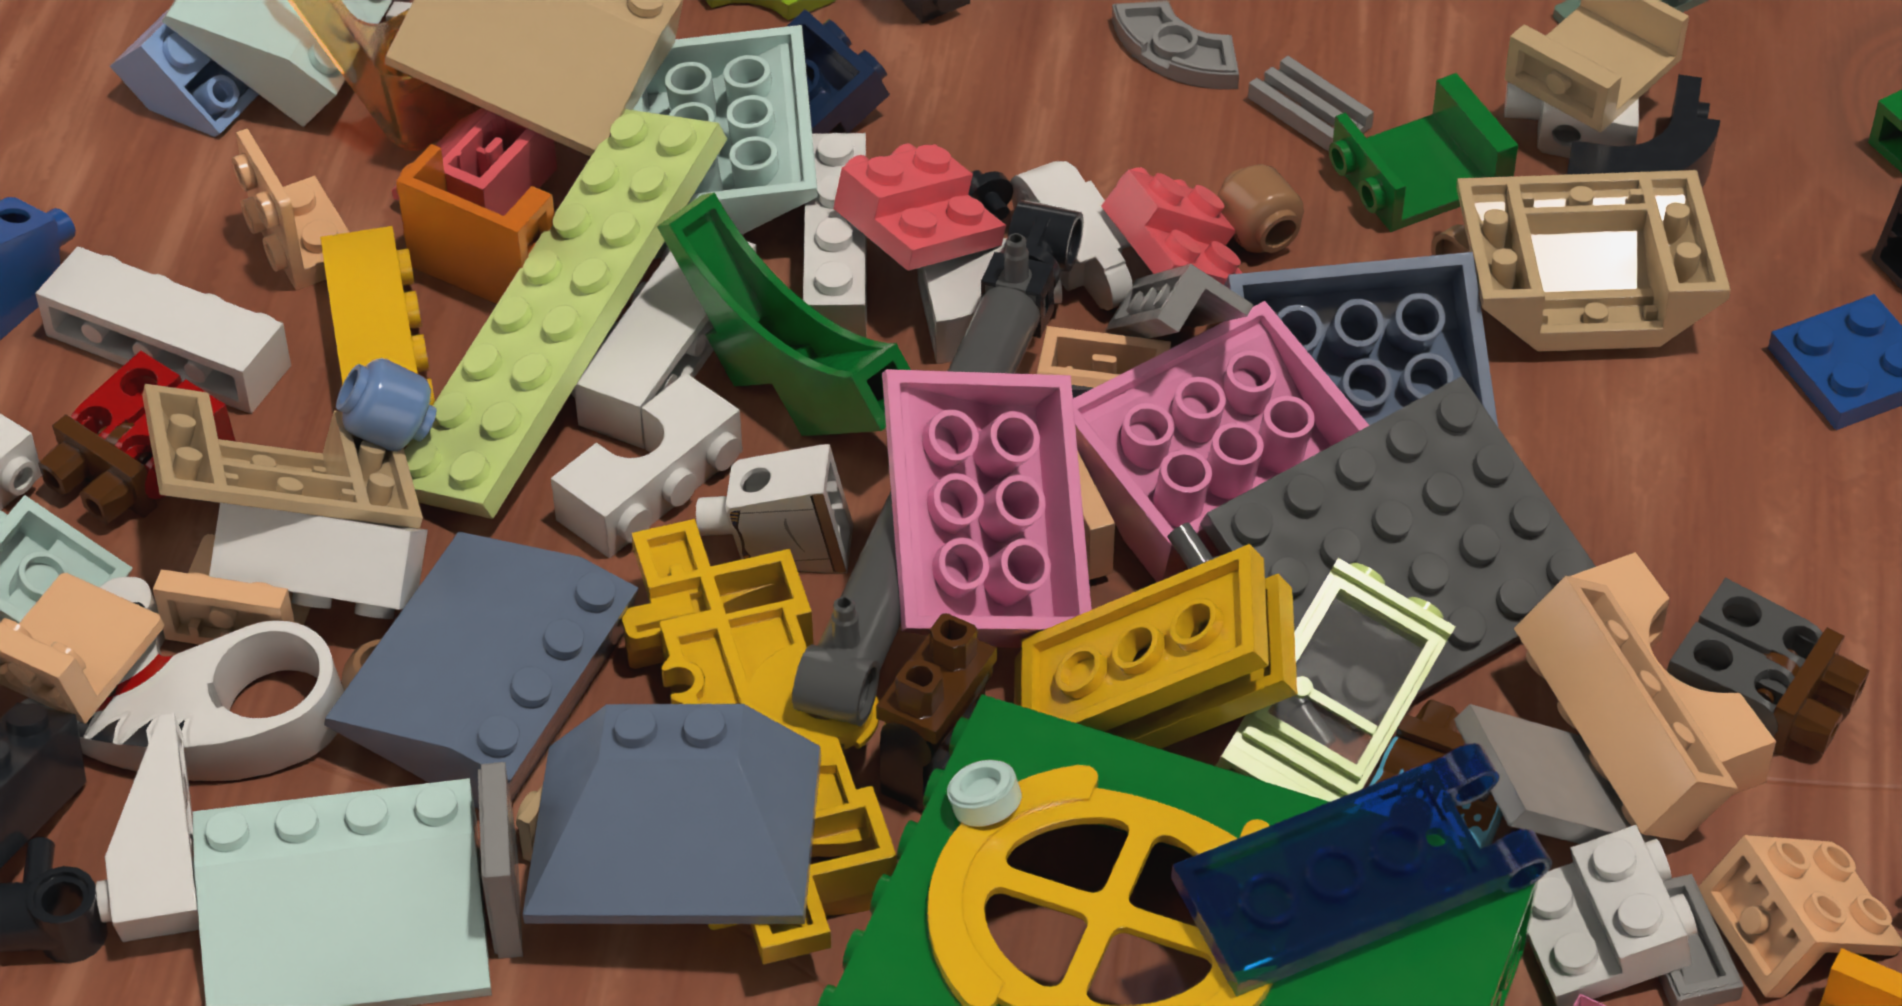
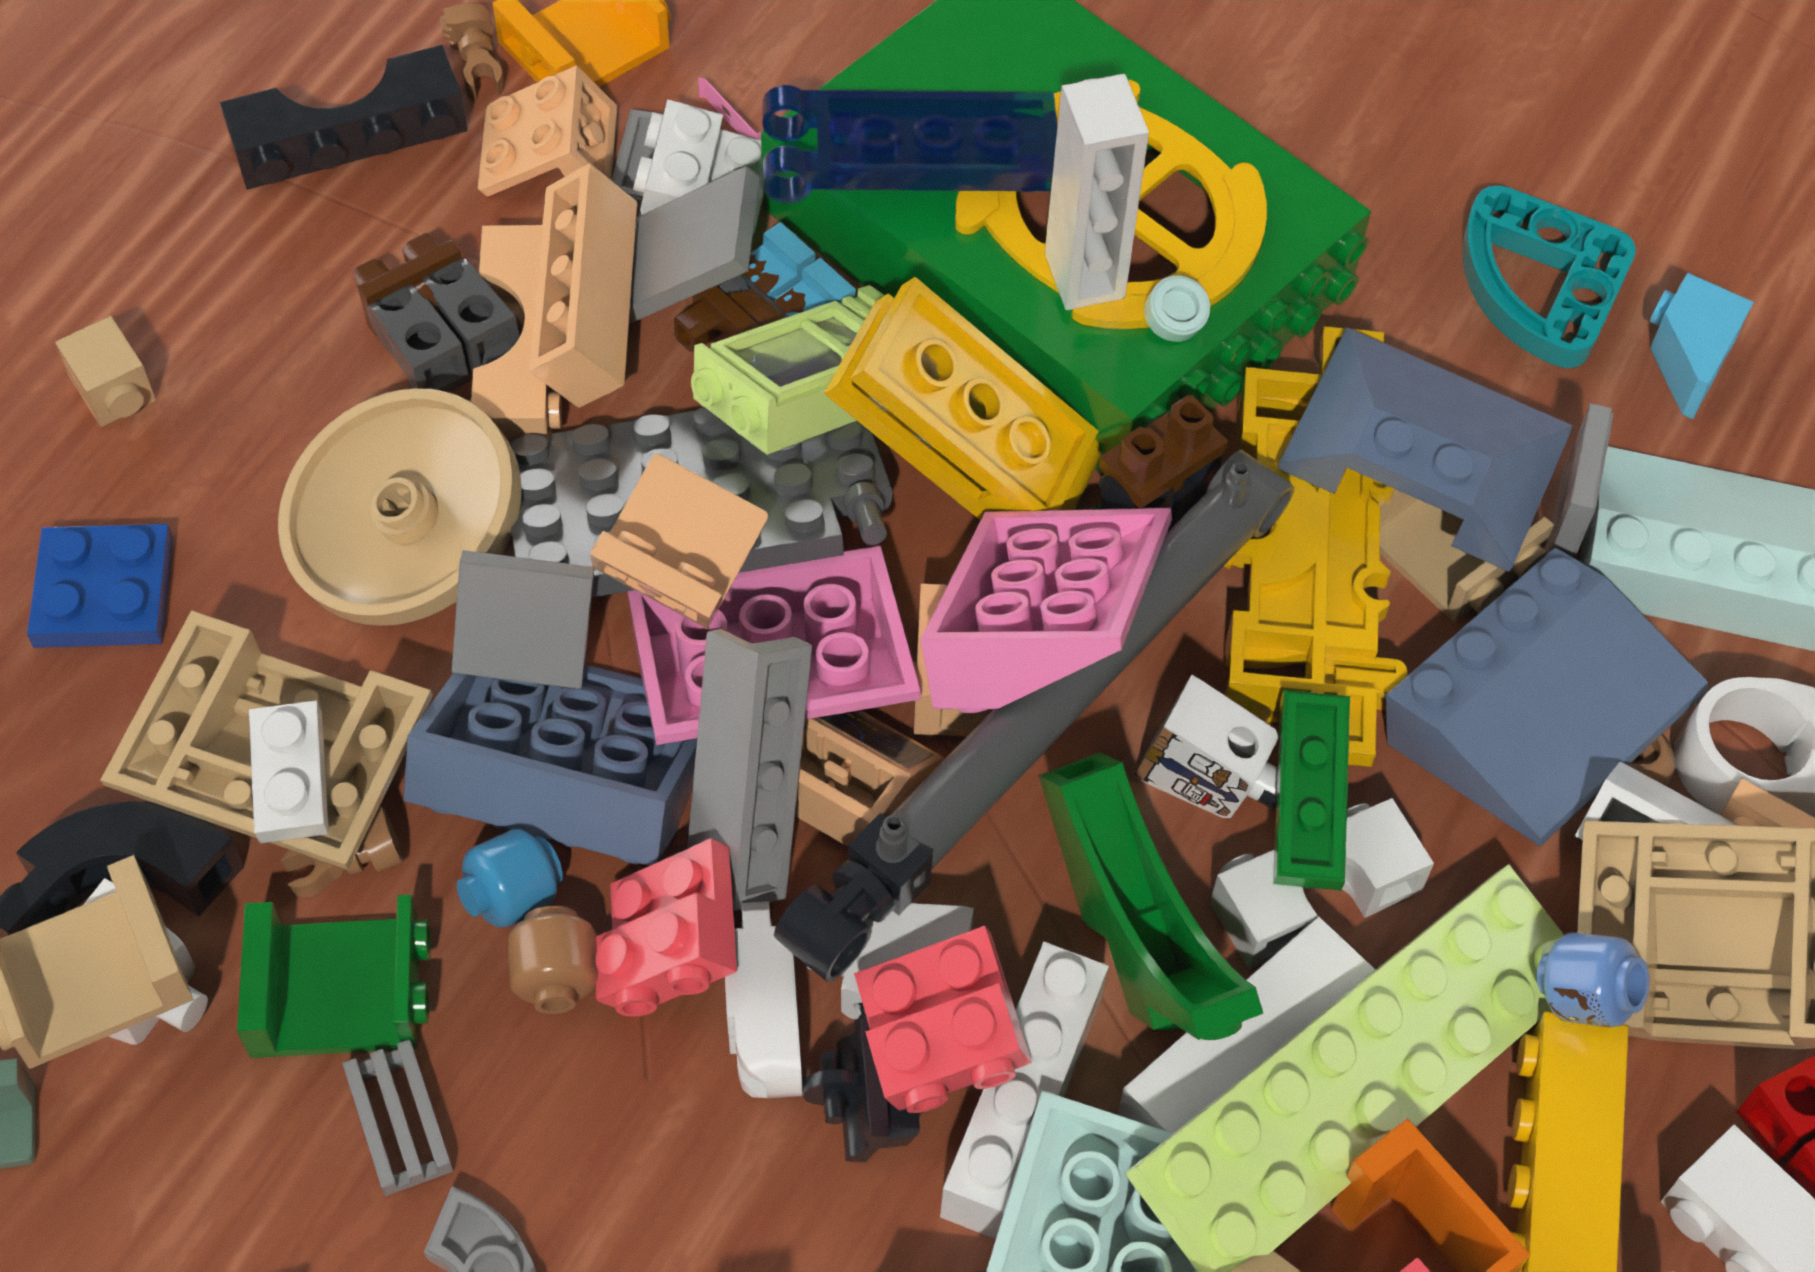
camera: 160 degrees left, 10 degrees up
(680, 480) = (1312, 790): none -> green tile
(1104, 719) = (1095, 190): none -> white brick
(1334, 238) = (509, 877): none -> dark azure head
(1338, 403) = (680, 540): none -> light nougat bracket
(1478, 362) = (522, 619): none -> light grey tile
(1549, 205) = (288, 772): none -> white plate
(1641, 469) = (392, 503): none -> tan dish

